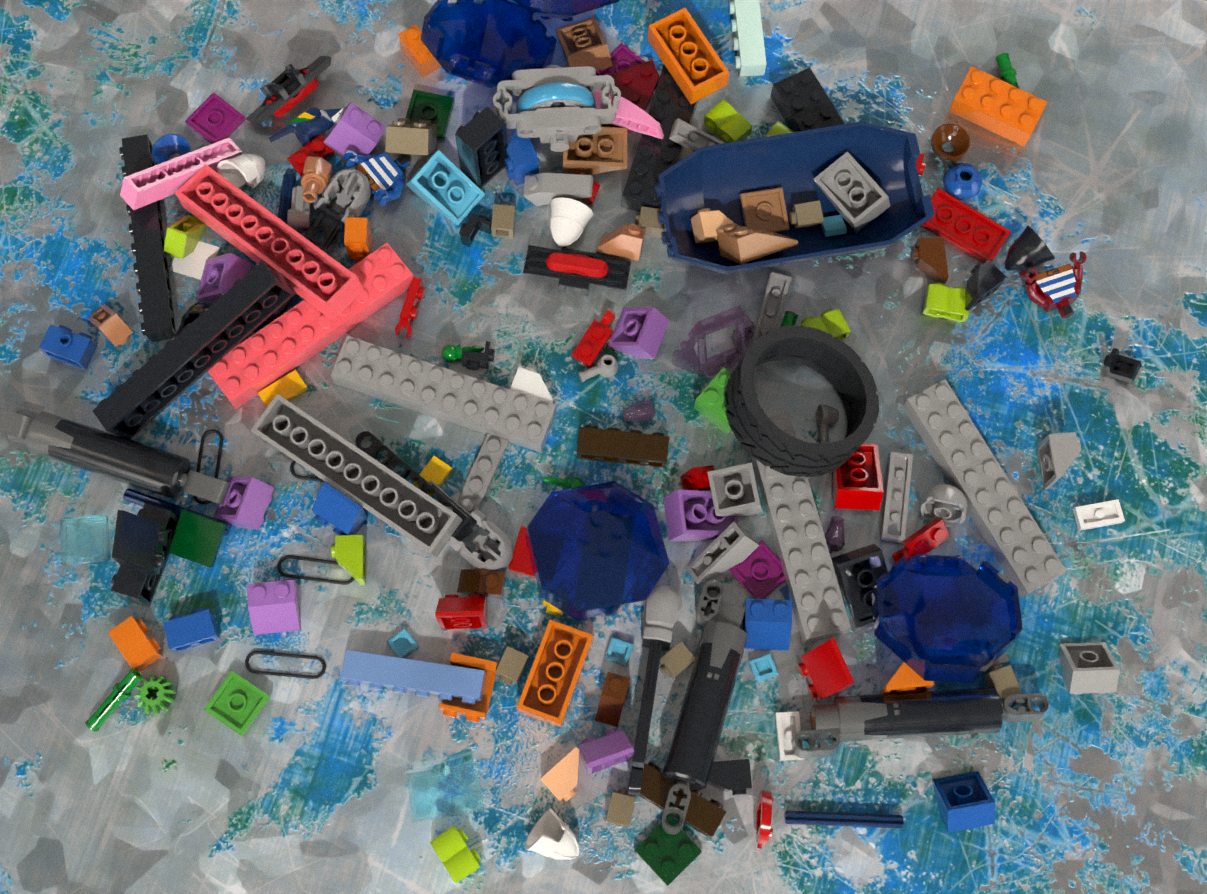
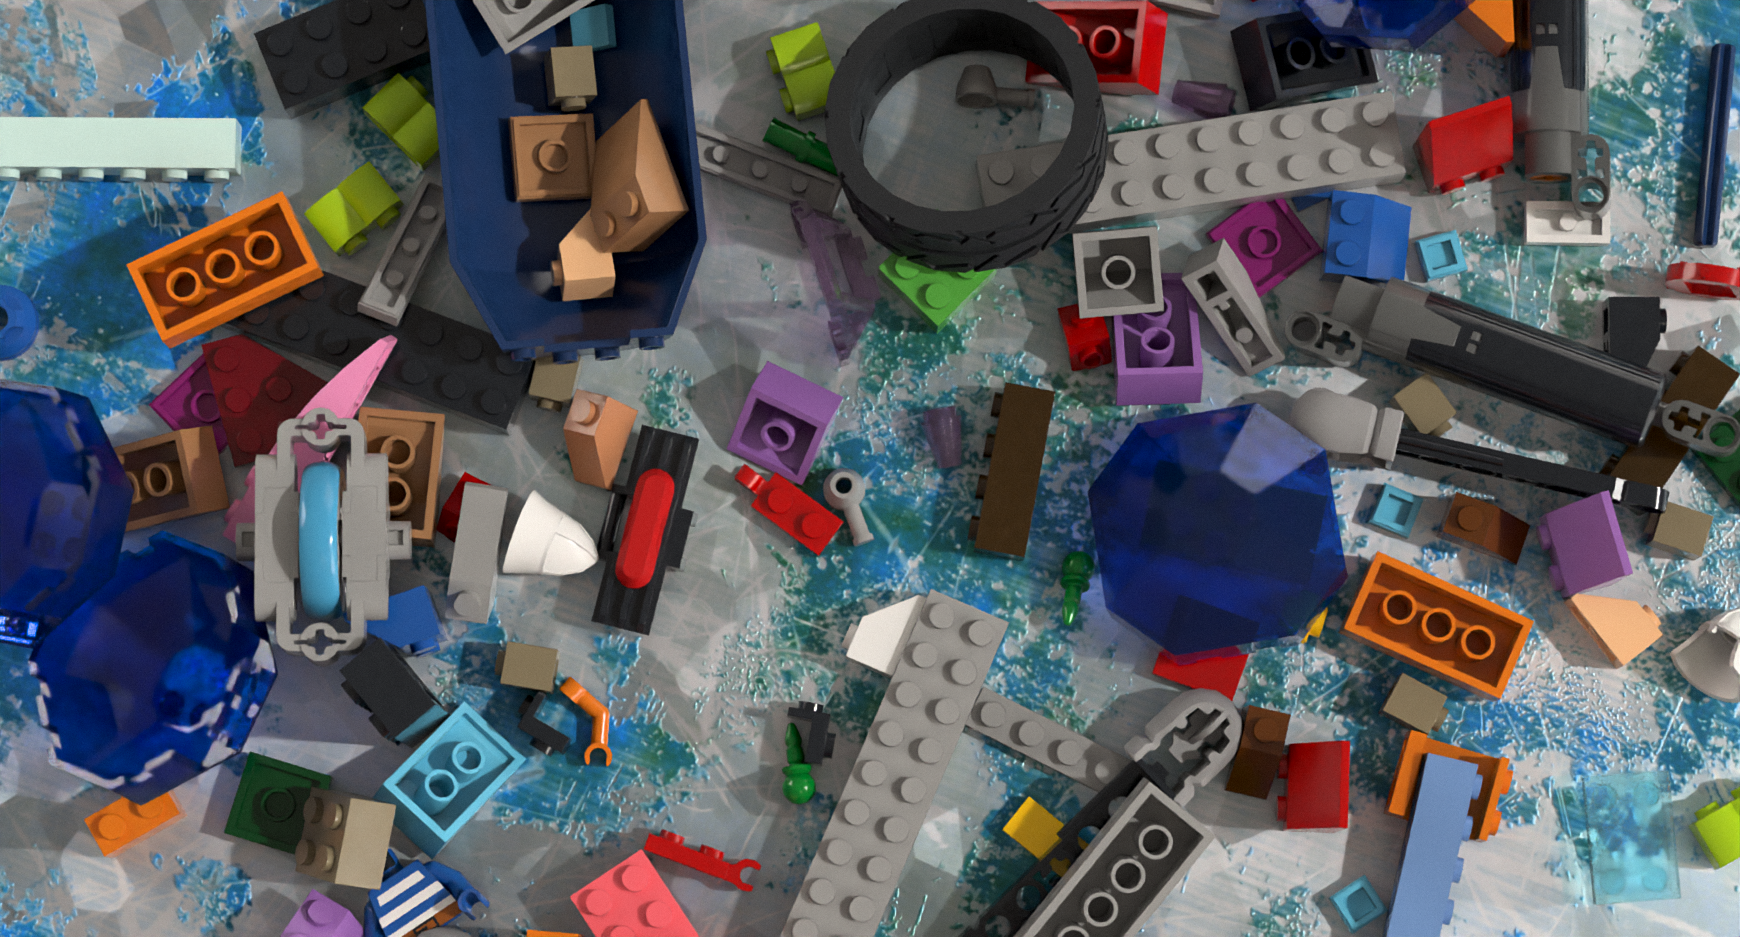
camera: 85 degrees left, 10 degrees up
(492, 245) = (597, 711): none -> orange arm

